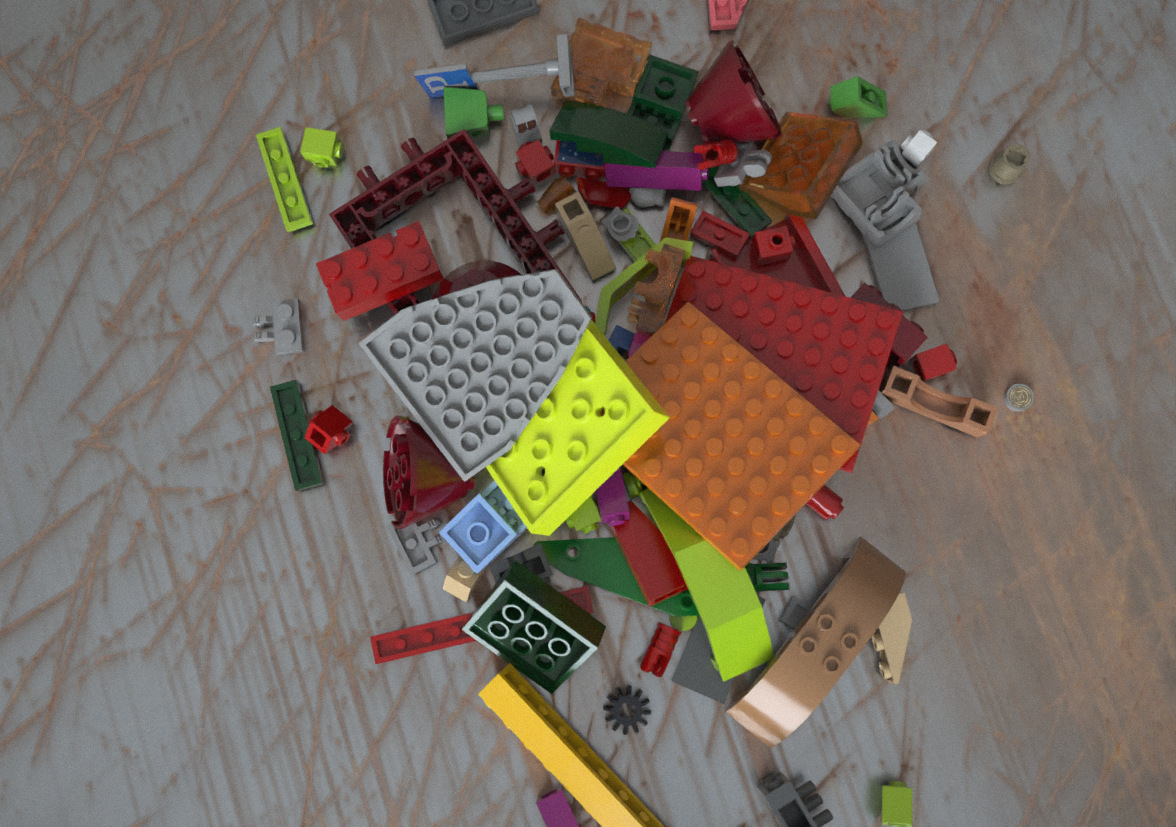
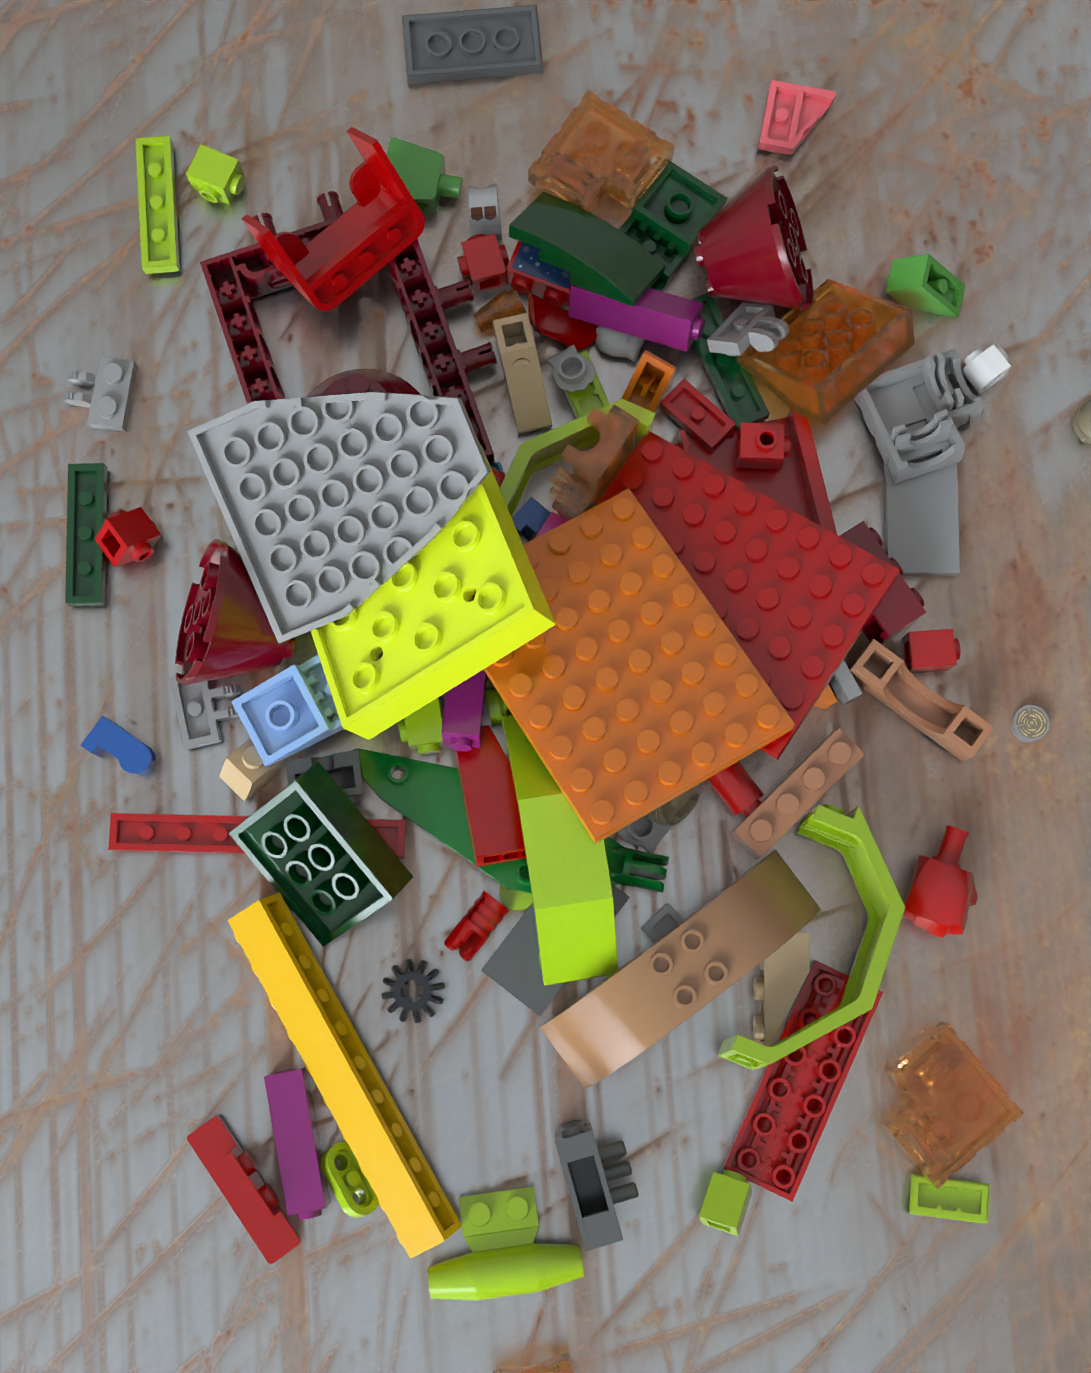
camera: 10 degrees right, 0 degrees up
(374, 588) = (131, 753): none -> blue leg
(379, 271) = (243, 350): red piece -> none
(440, 171) = (357, 241): none -> red windscreen
(459, 76) = (415, 128): light grey piece -> none
(716, 153) = (717, 308): red hinge -> none
(868, 492) = (797, 794): none -> nougat arch
(926, 701) = (797, 1090): none -> red plate
(955, 591) = (884, 911): none -> lime panel
(990, 536) = (941, 889): none -> red piece
(1040, 691) = (950, 1105): none -> clear orange piece
(1056, 759) = (953, 1200): none -> lime plate

